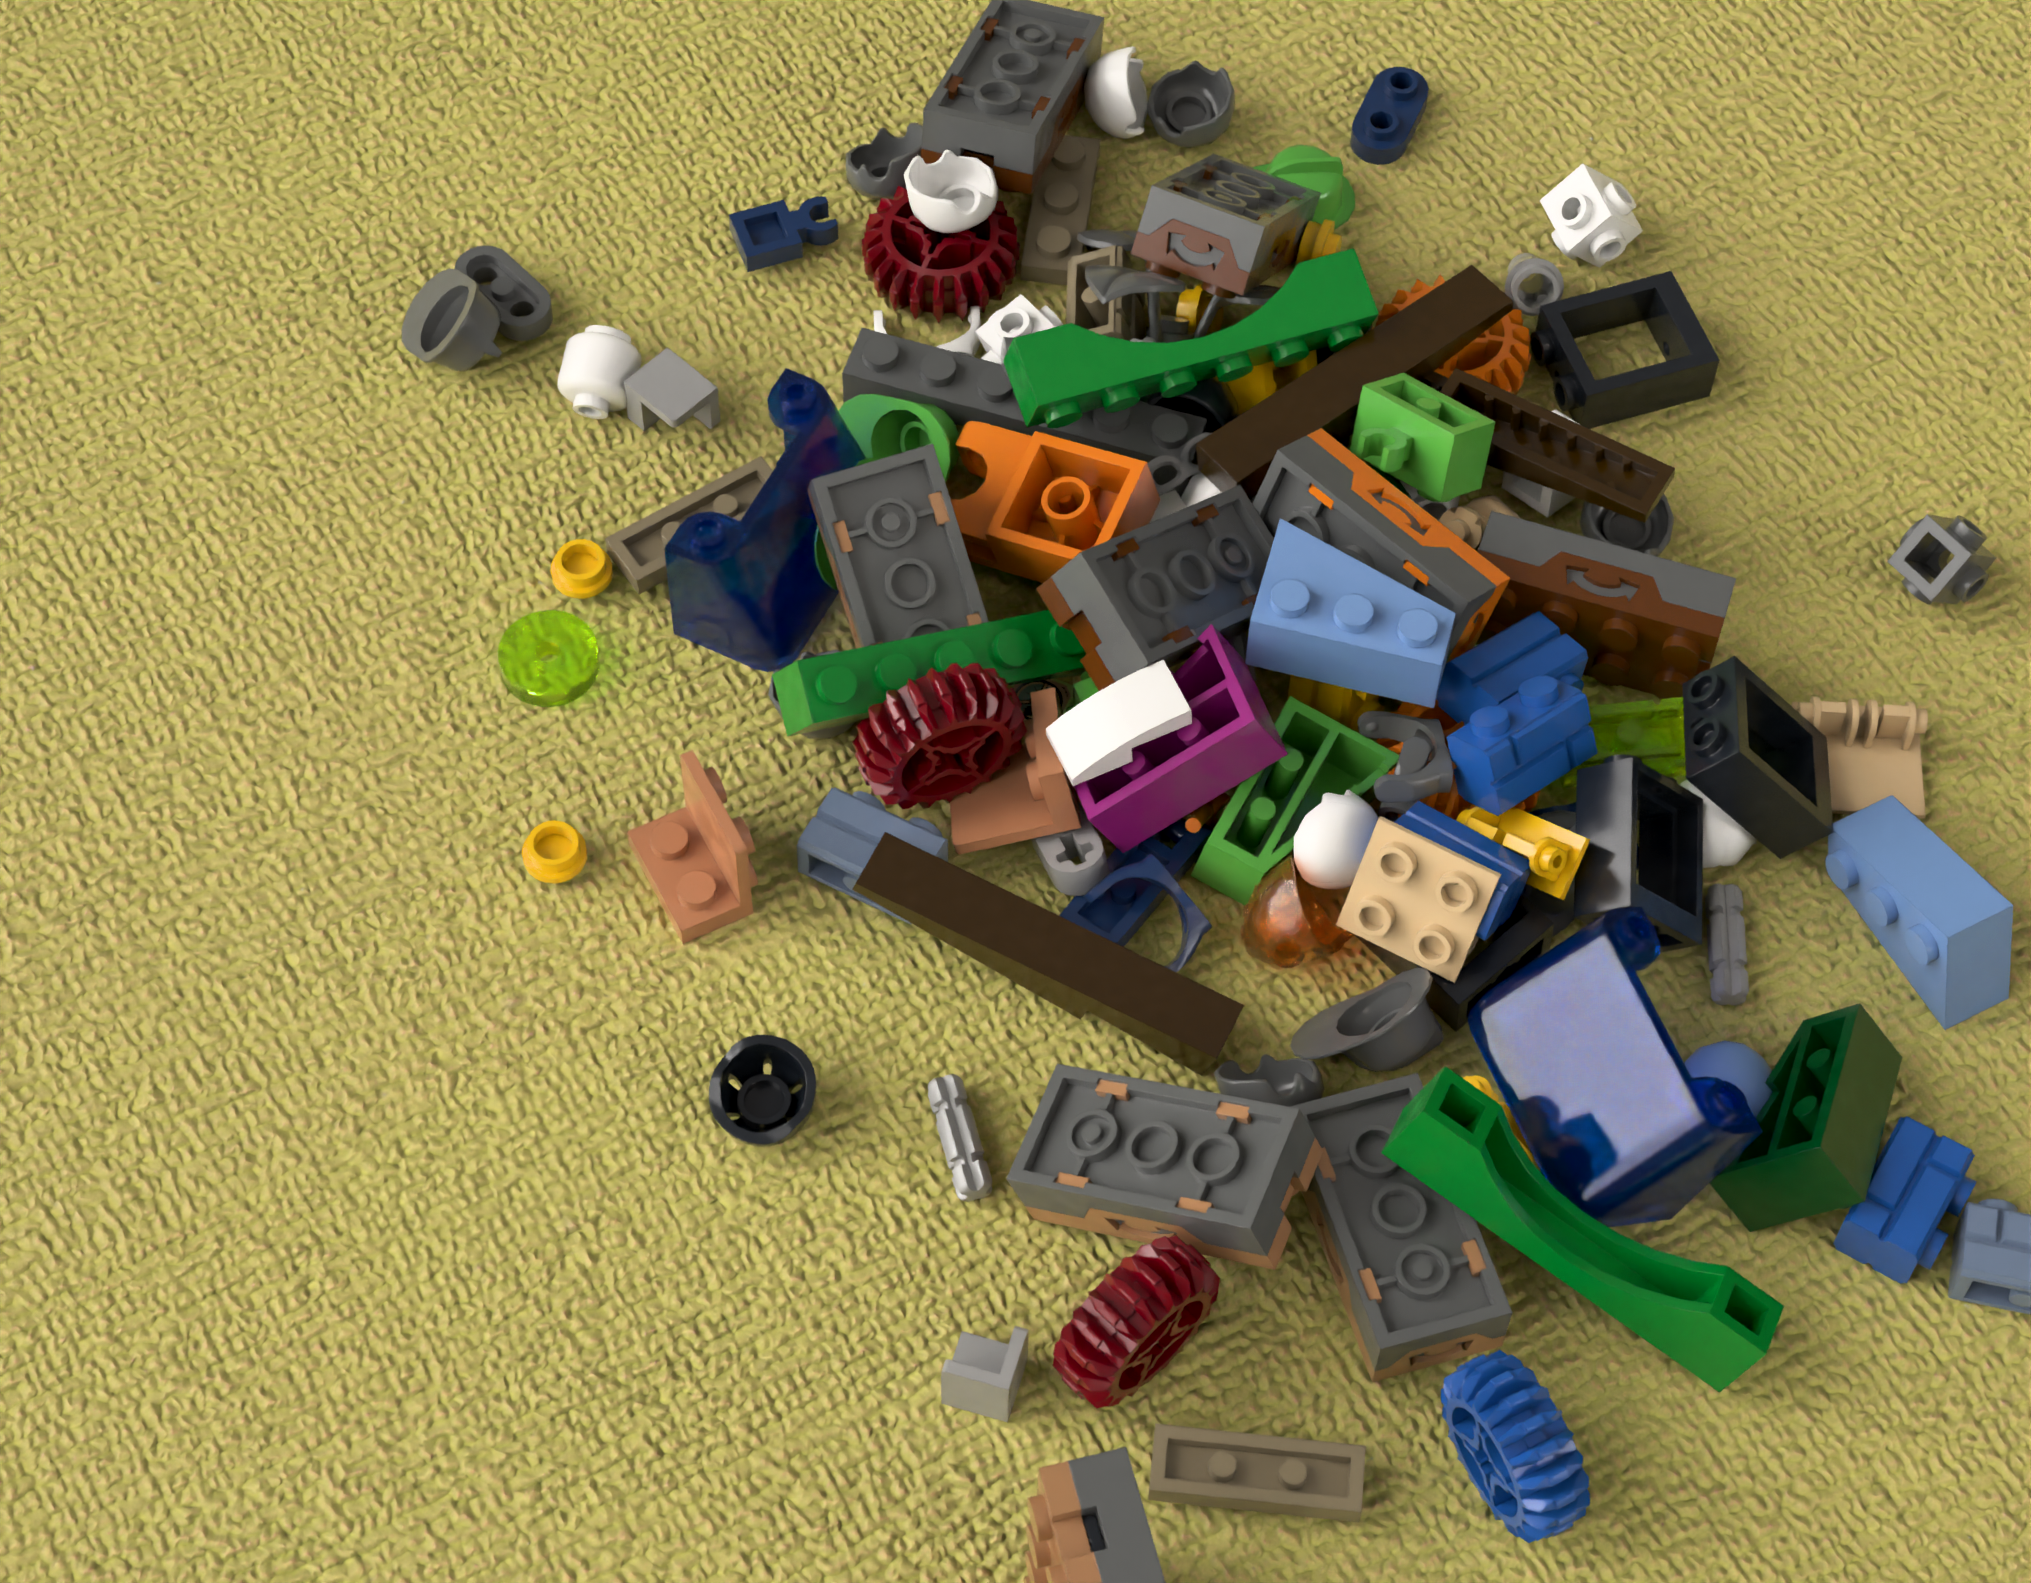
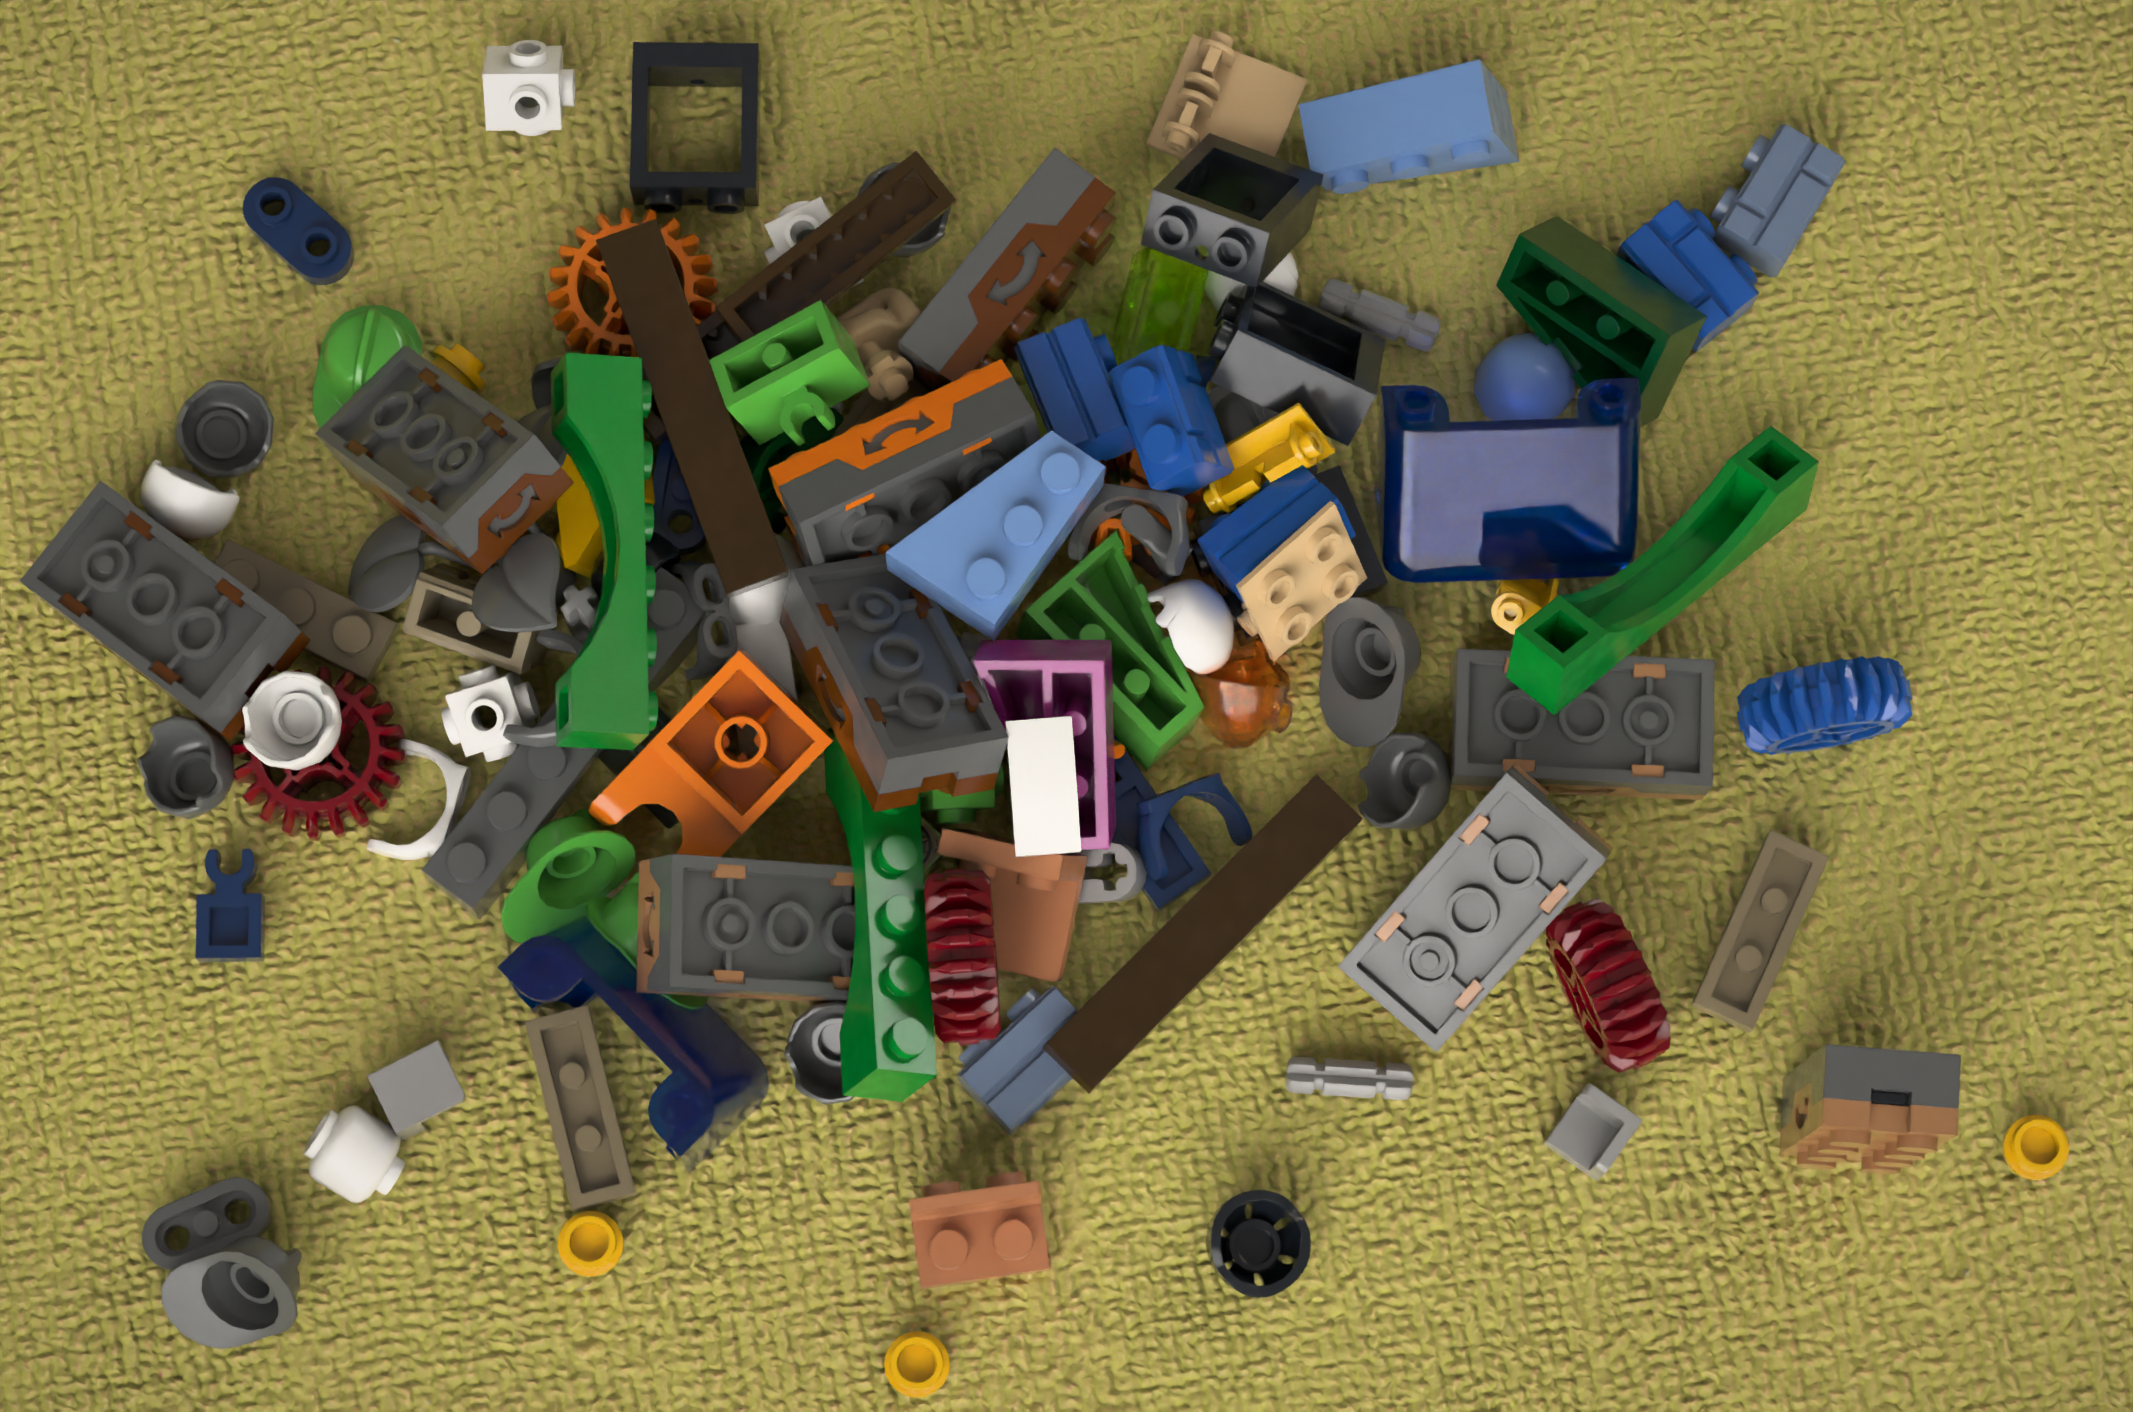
camera: 75 degrees left, 20 degrees up
(554, 681) = (677, 1276): clear neon green piece -> none
(1542, 289) = (588, 180): light grey cone -> none

